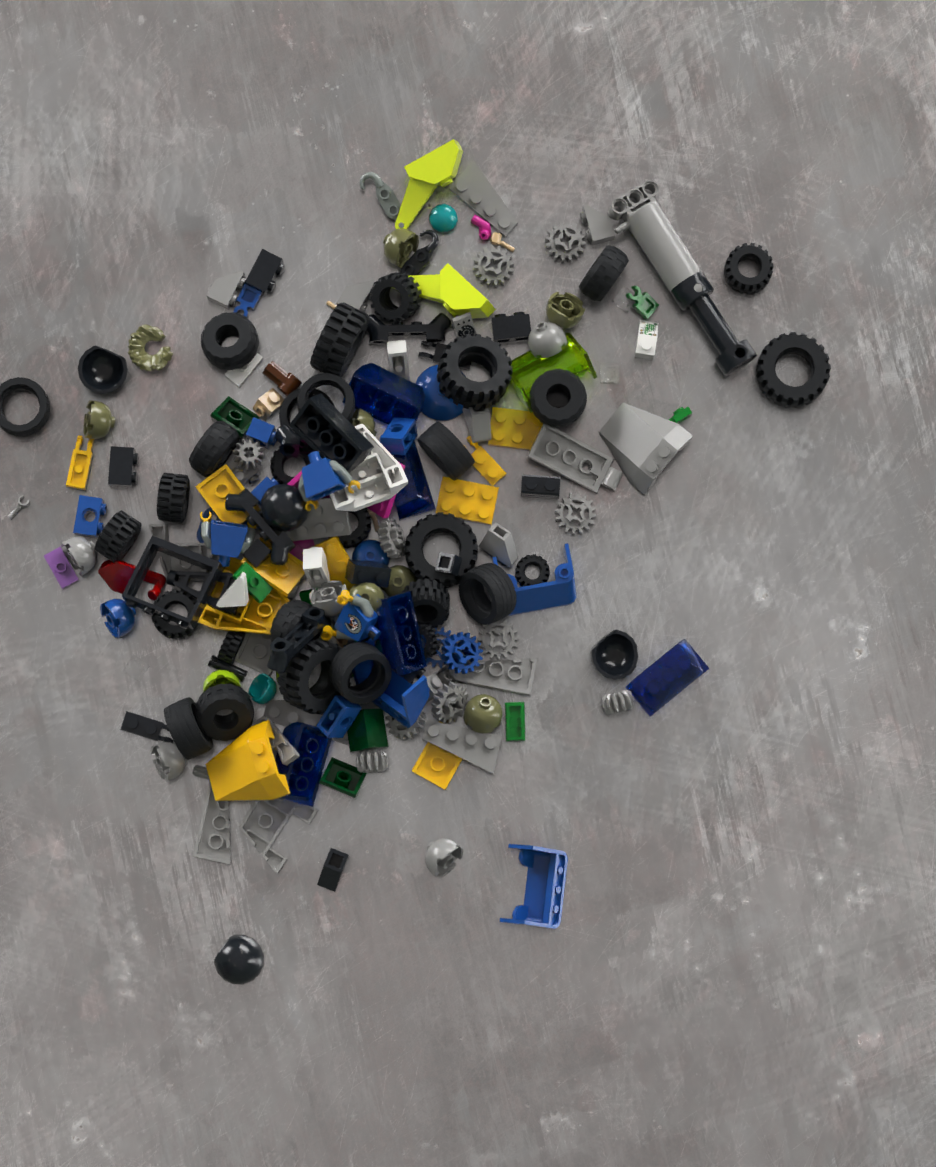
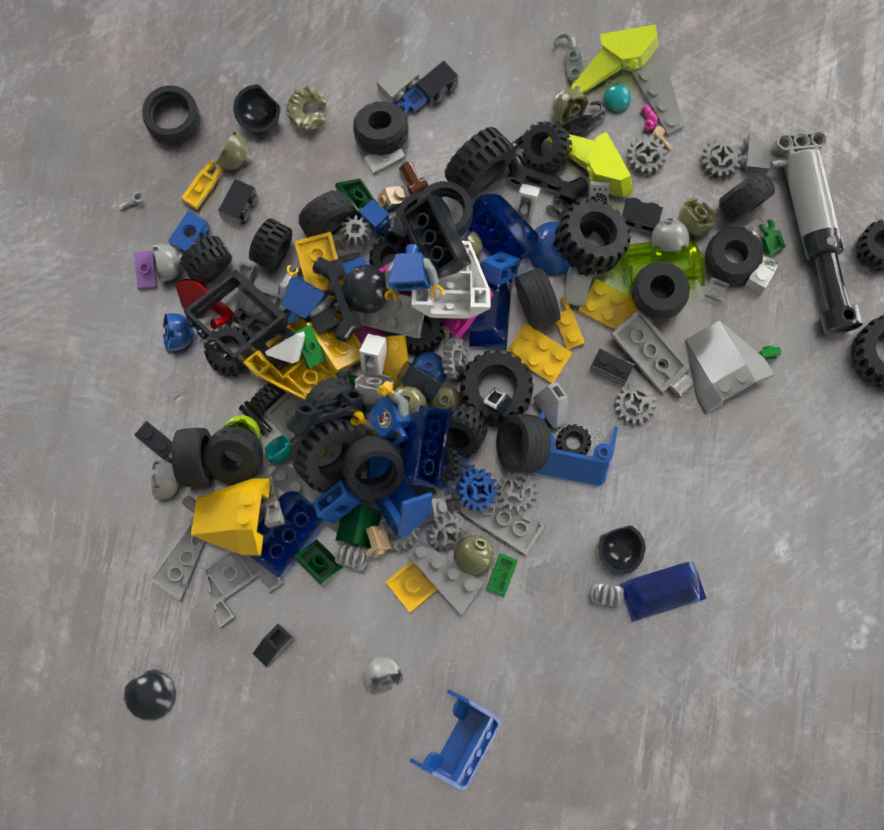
camera: 25 degrees right, 5 degrees down
(391, 736) = (379, 541): none -> tan bracket
(616, 316) = (737, 239): none -> black tyre

